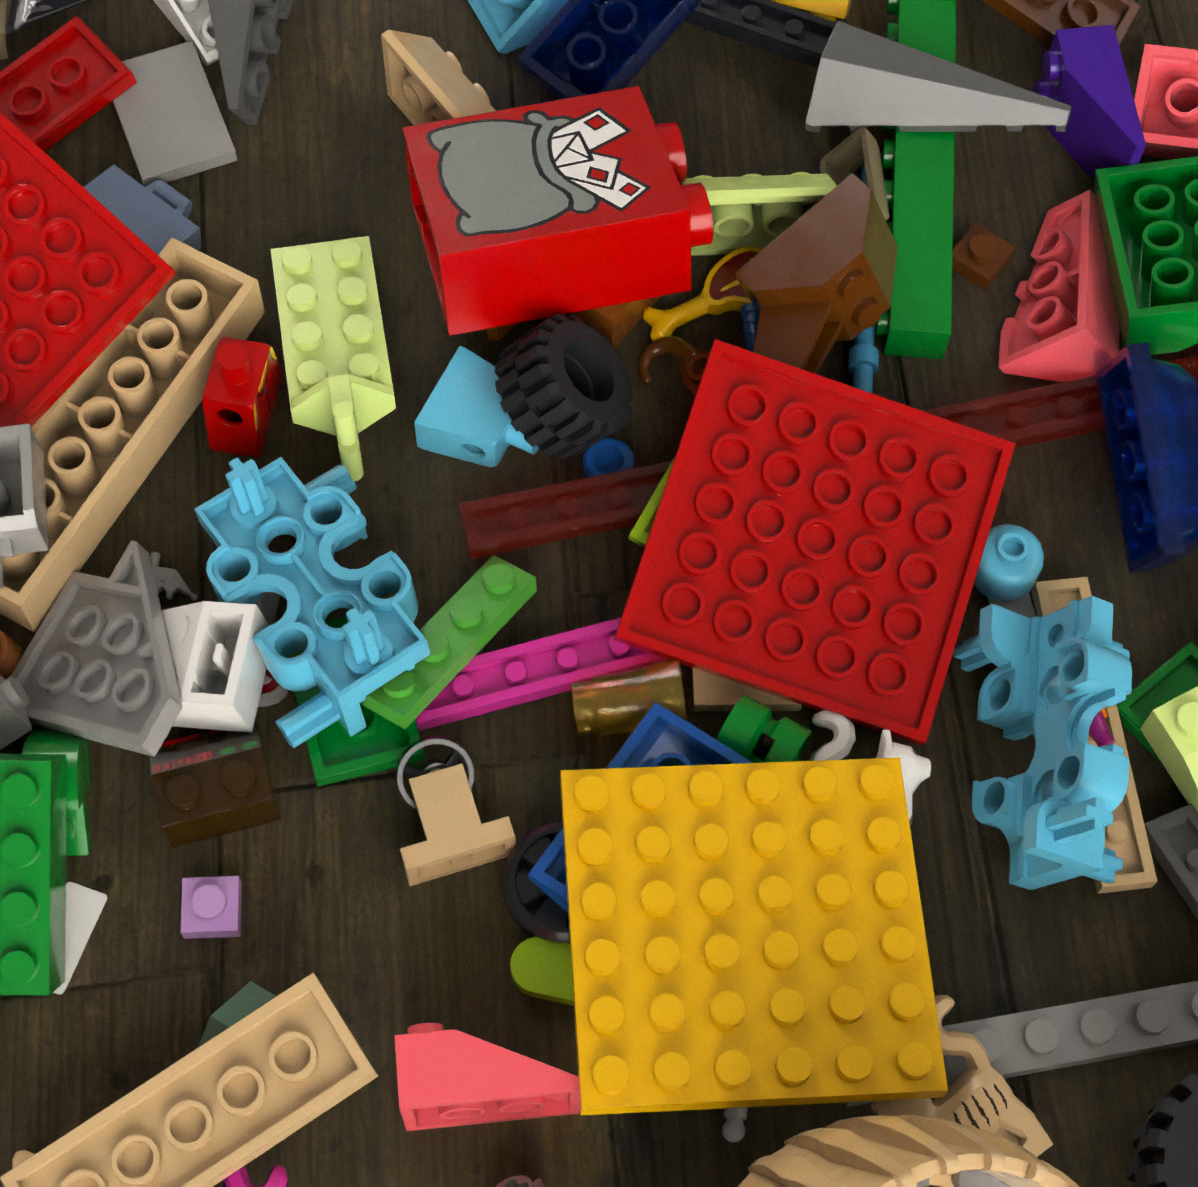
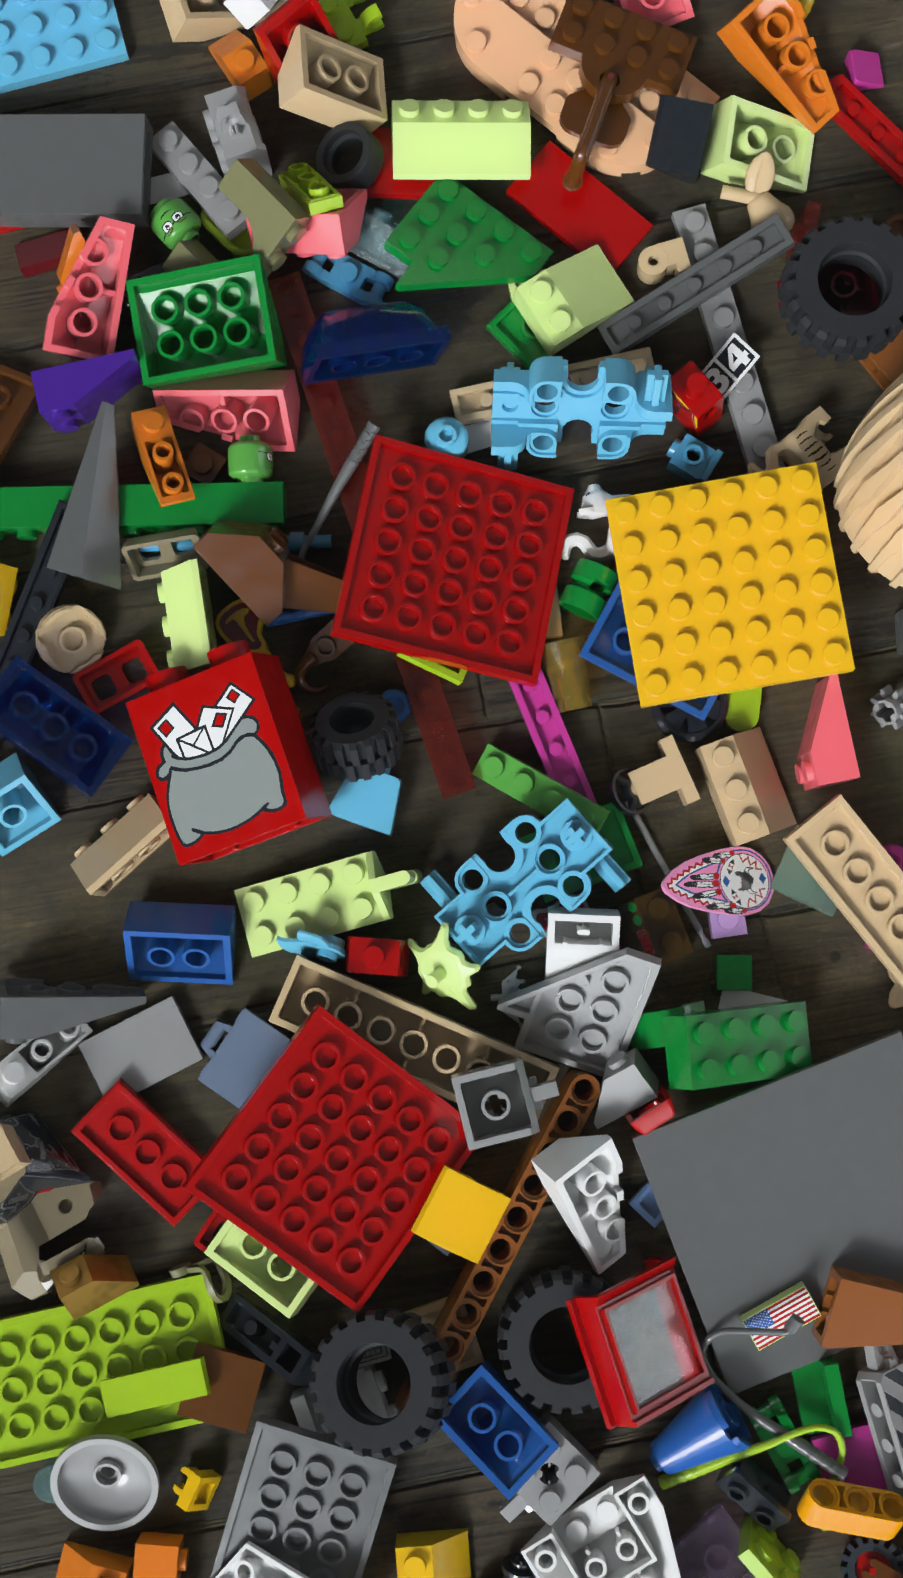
camera: 90 degrees left, 20 degrees up
(123, 907) = (733, 972): none -> green tile
(200, 472) = (444, 968): none -> yellowish green piece
(265, 326) = (322, 946): none -> medium azure plate
(268, 897) = (722, 882): none -> shield
(289, 831) = (666, 870): none -> light grey piece
(307, 164) = (180, 942): none -> blue slope
(418, 955) = (745, 786): none -> tan slope
(704, 122) = (113, 666): none -> red piece
(742, 70) = (70, 638): none -> tan tile
(955, 946) = (689, 470): none -> dark azure brick
(961, 408) = (346, 472): none -> dark grey piece
(985, 303) = (250, 460): none -> bright green head
(994, 186) = (161, 456): none -> orange slope
(1073, 932) = (695, 397): none -> red torso
(1118, 999) = (730, 364): none -> white sticker

